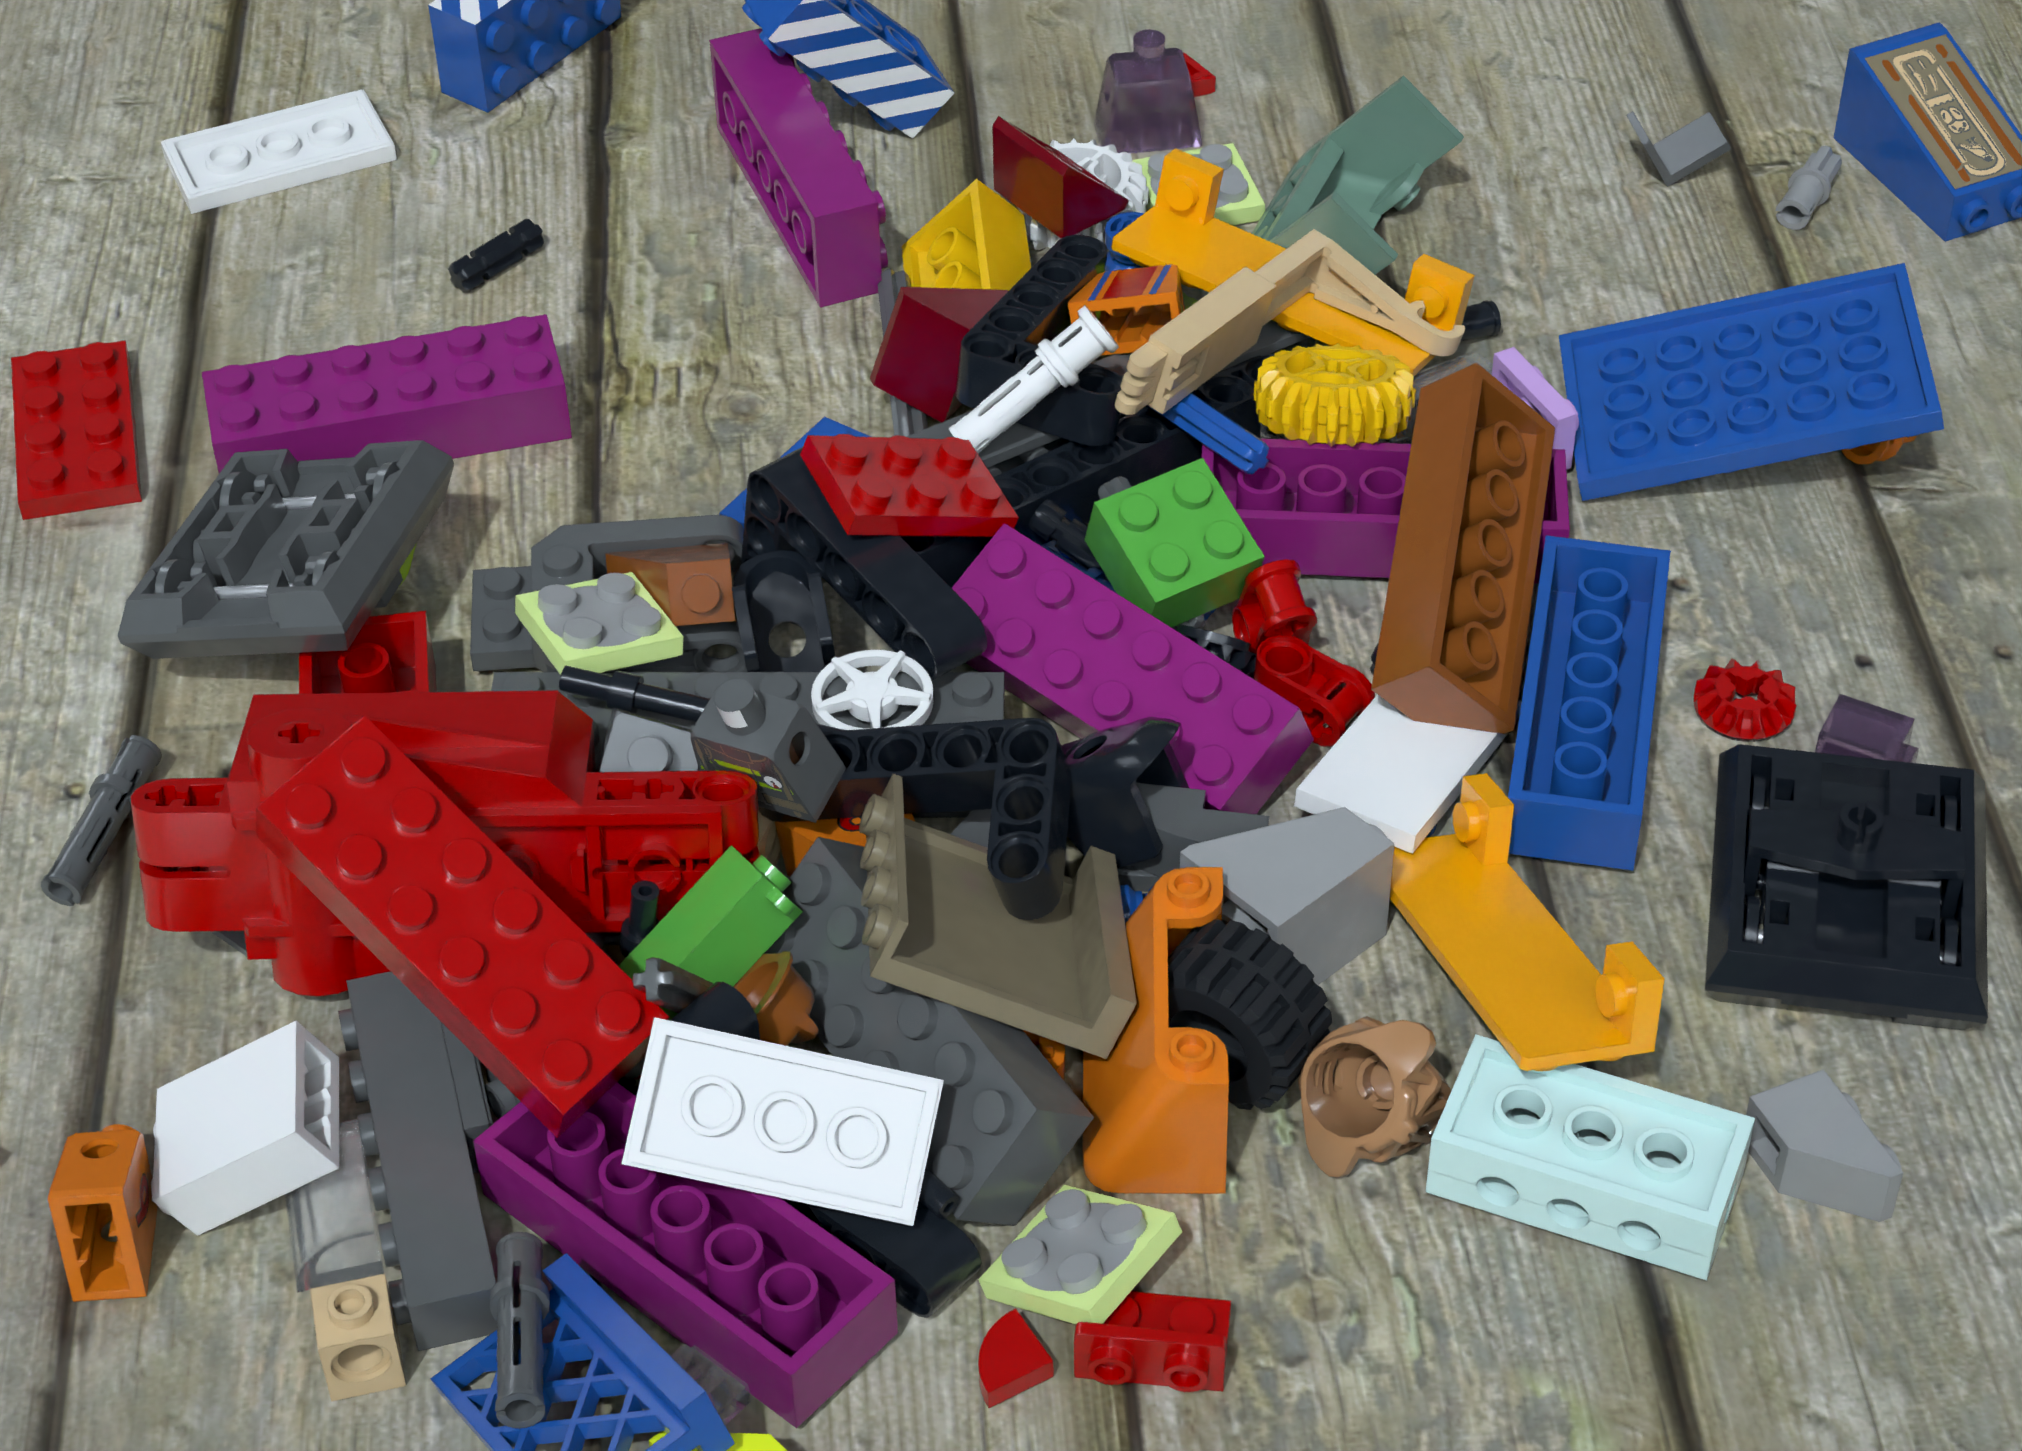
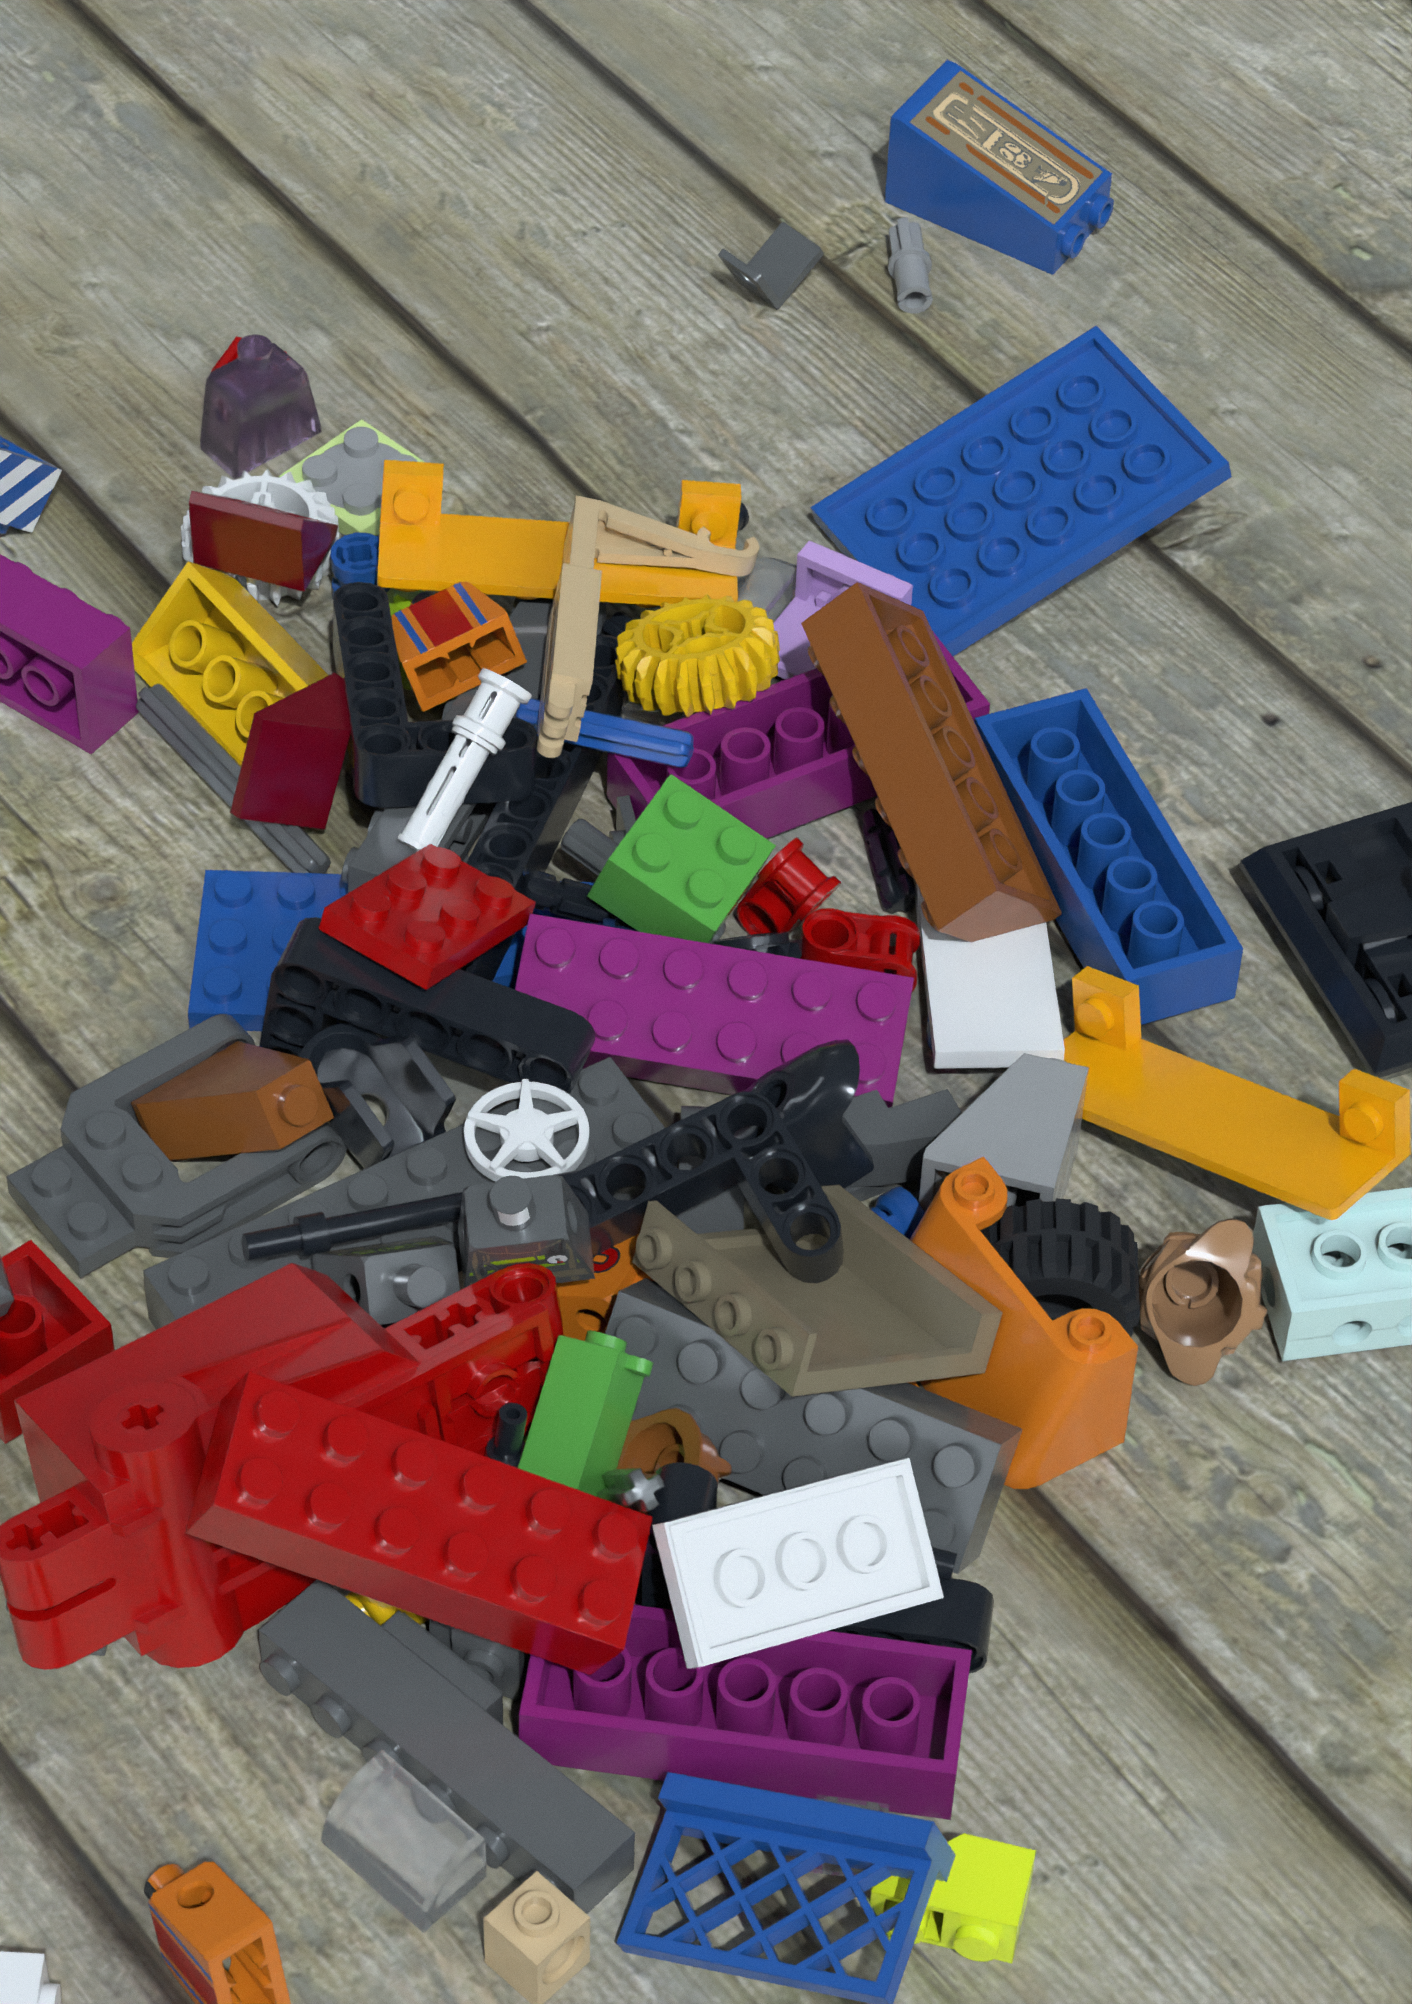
camera: 35 degrees left, 5 degrees up
(246, 1129) = (288, 1808): white brick -> none
(519, 1385) = (667, 1836): dark grey pin -> none
(599, 624) = (213, 1179): piece -> none
(1011, 1360) = (1074, 1670): red tile -> none
(1080, 1256) = (1071, 1554): piece -> none
(1157, 1343) = (1171, 1595): red bracket -> none
(1360, 174) = (504, 413): sand green windscreen -> none
(1745, 716) = (1229, 812): red gear -> none
(1866, 732) = (1339, 793): clear purple brick -> none

